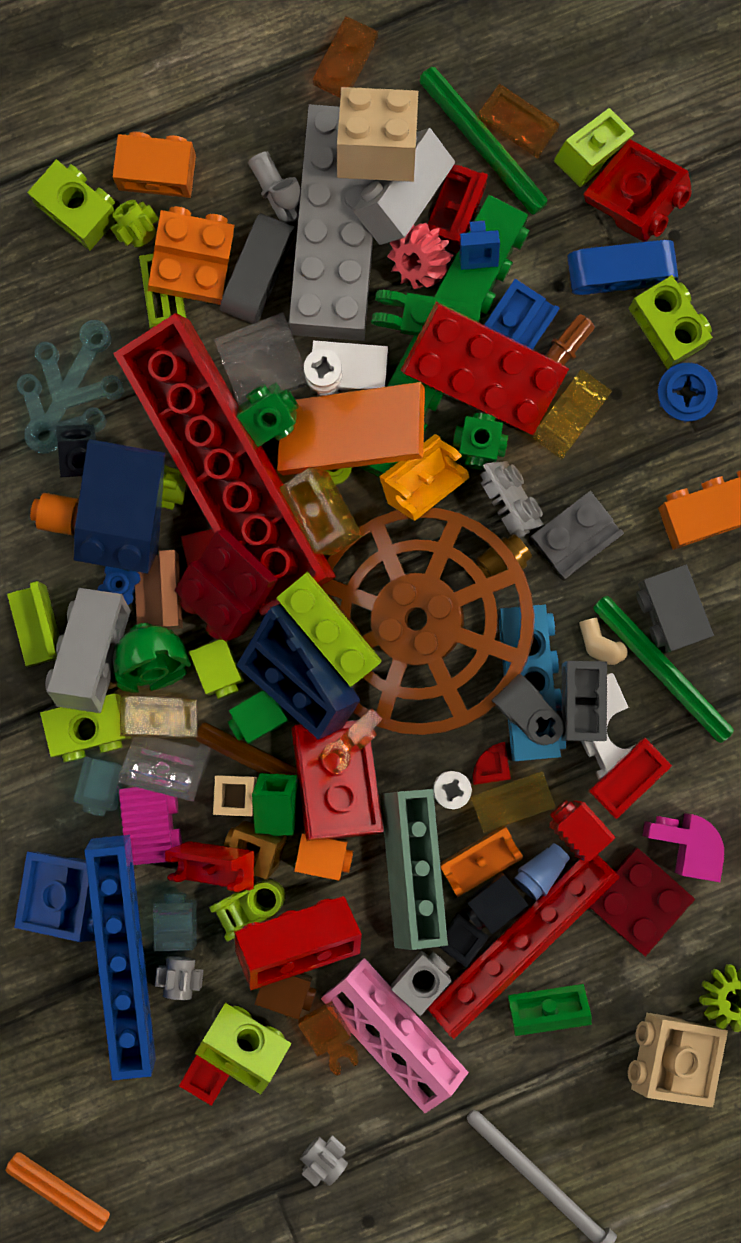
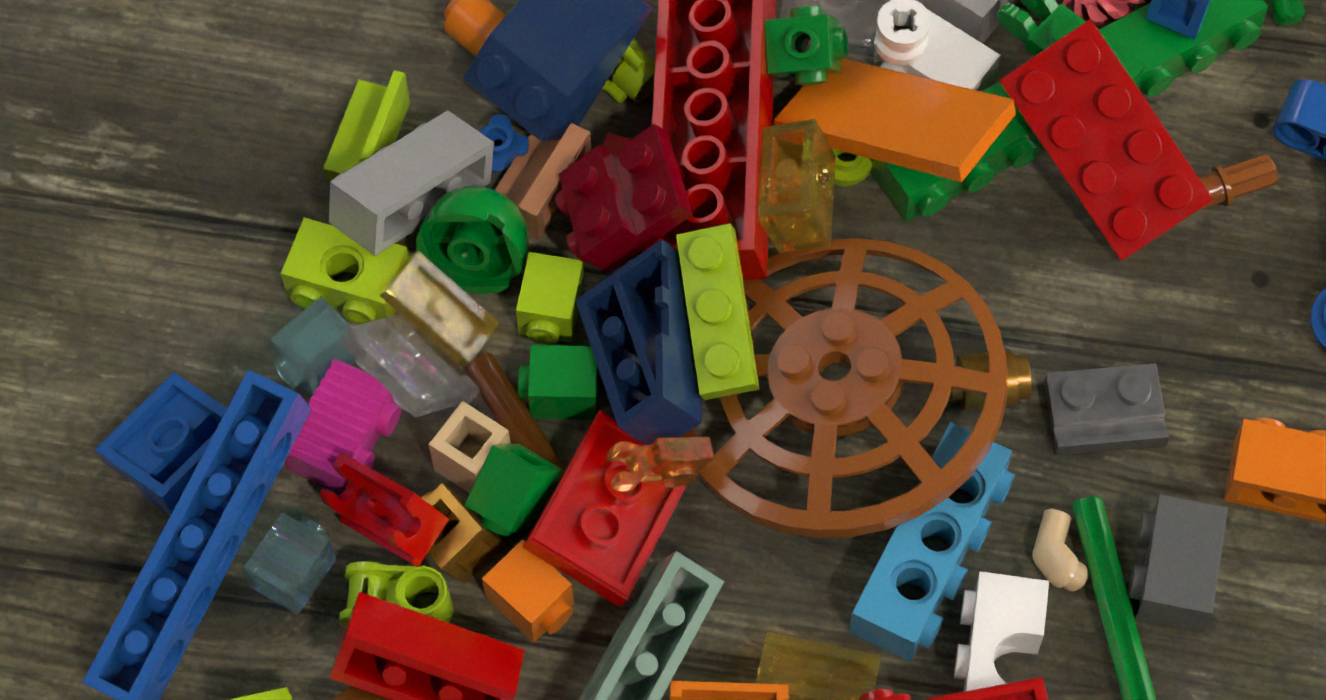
camera: 30 degrees right, 20 degrees down
(179, 978) = (249, 627): light grey gear -> none
(422, 483) = (949, 222): light orange hinge -> none
(446, 787) = (746, 625): white wheel -> none
(474, 453) = (1048, 226): green brick -> none
(492, 765) = (819, 618): red tile -> none
(507, 481) = (1045, 307): light grey hinge -> none
(522, 315) = (1197, 119): blue plate -> none
(524, 705) = (907, 550): dark grey piece -> none
(571, 414) = (1185, 259): clear yellow brick -> none
(584, 701) = (986, 575): dark grey brick -> none

